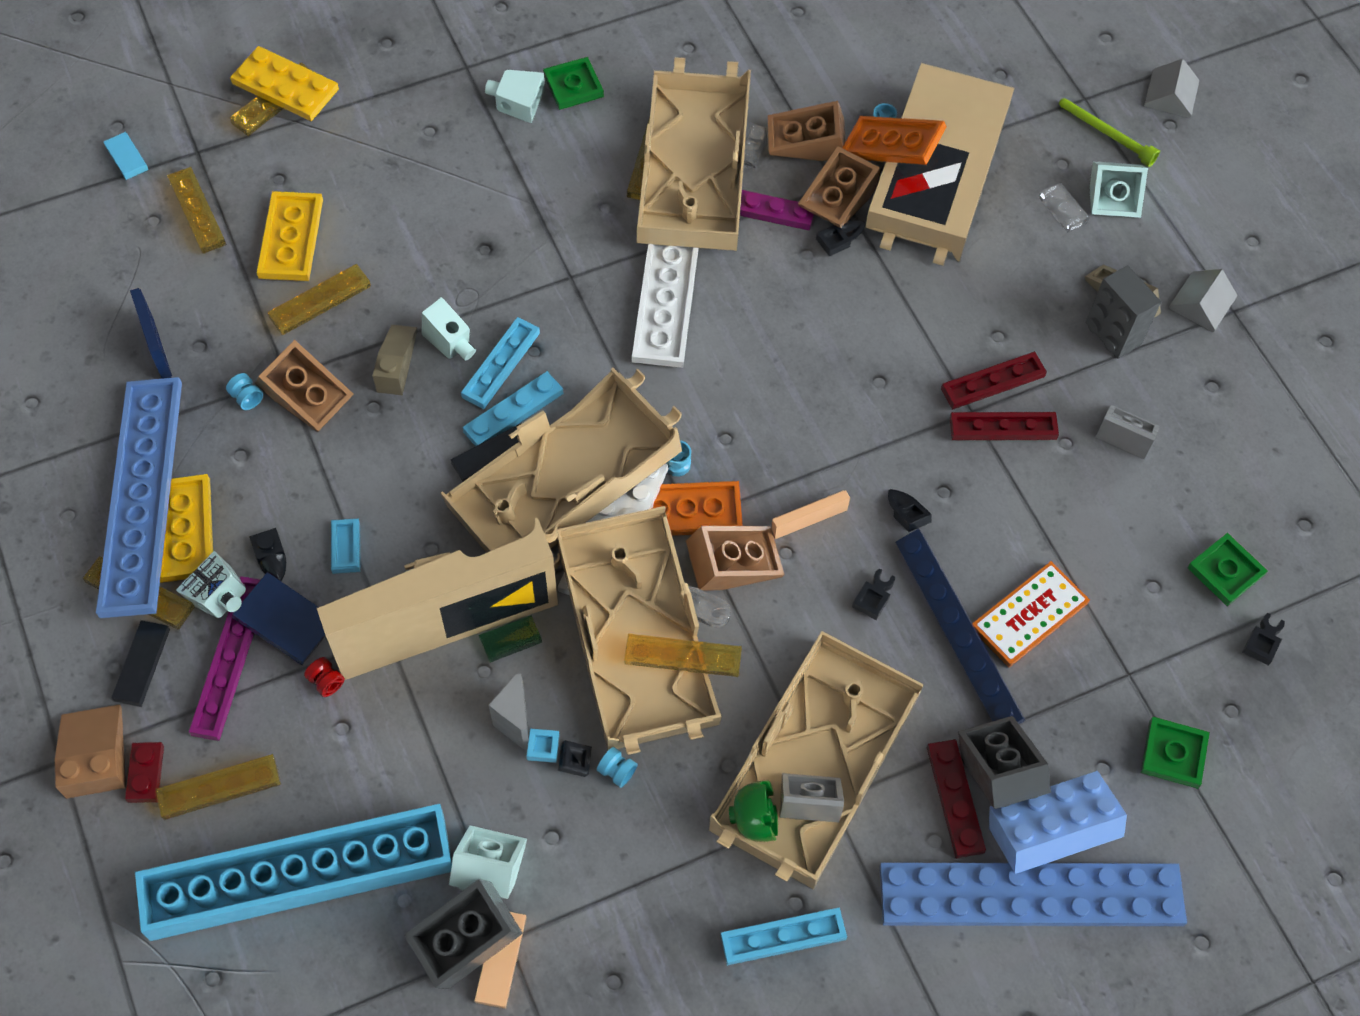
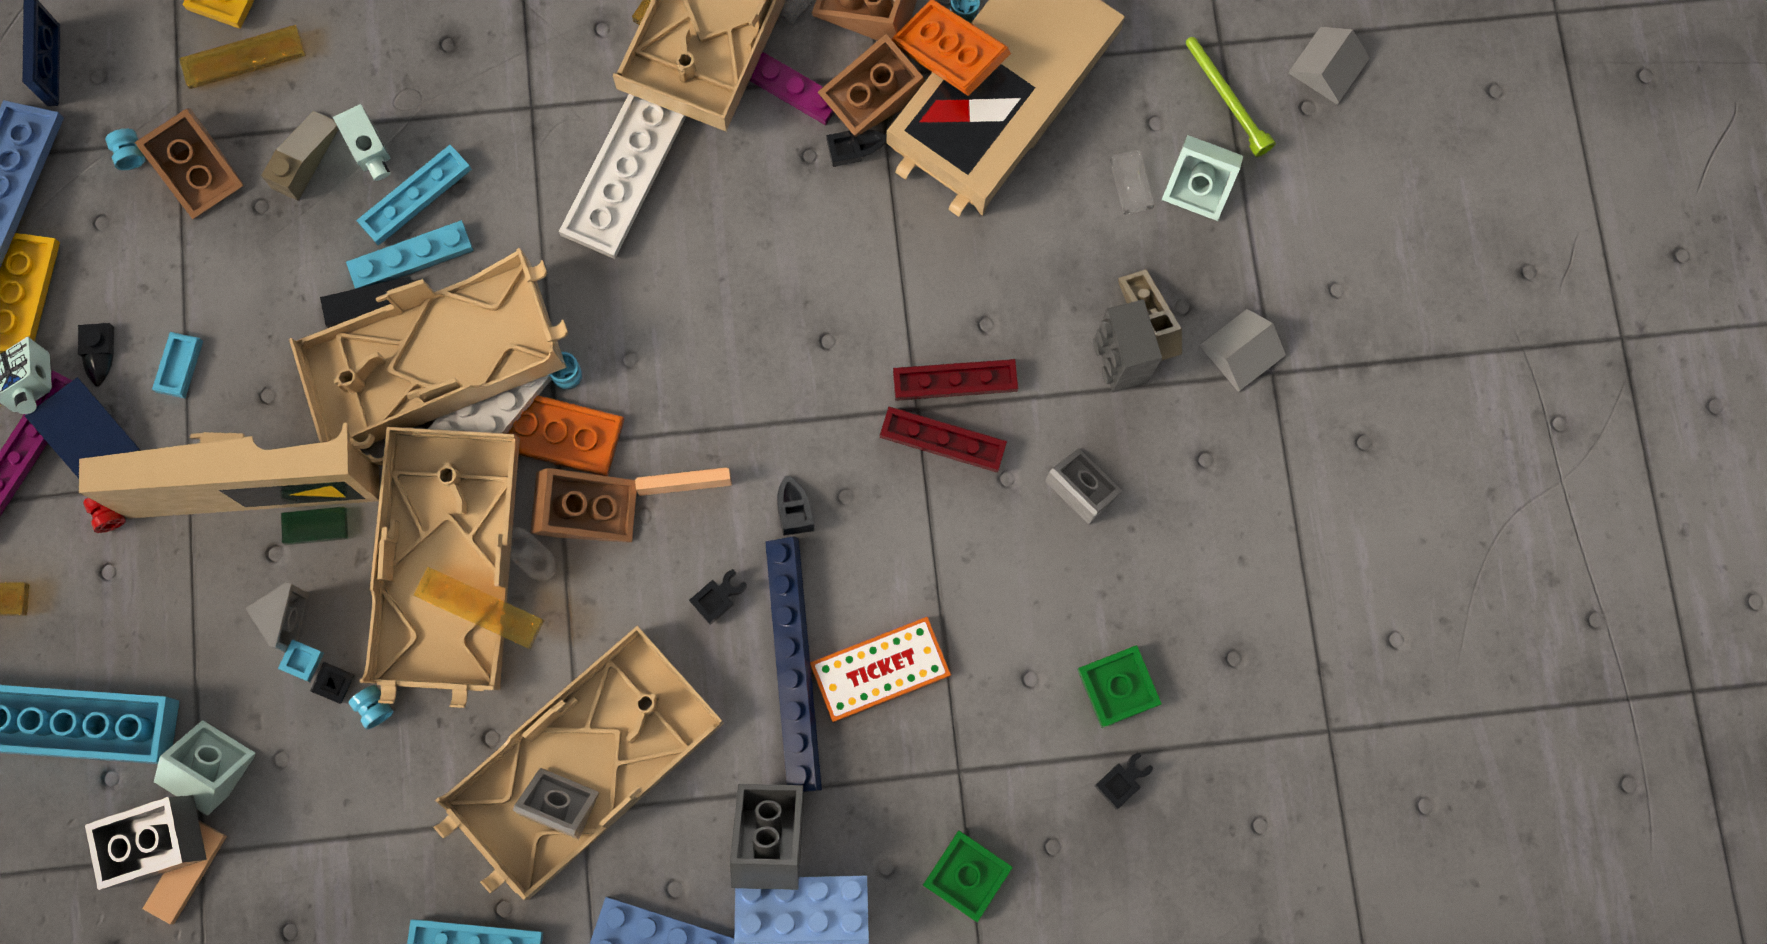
camera: 15 degrees right, 15 degrees up
(755, 812) = (487, 808): green cylinder -> none
(956, 799) = (713, 851): dark red plate -> none

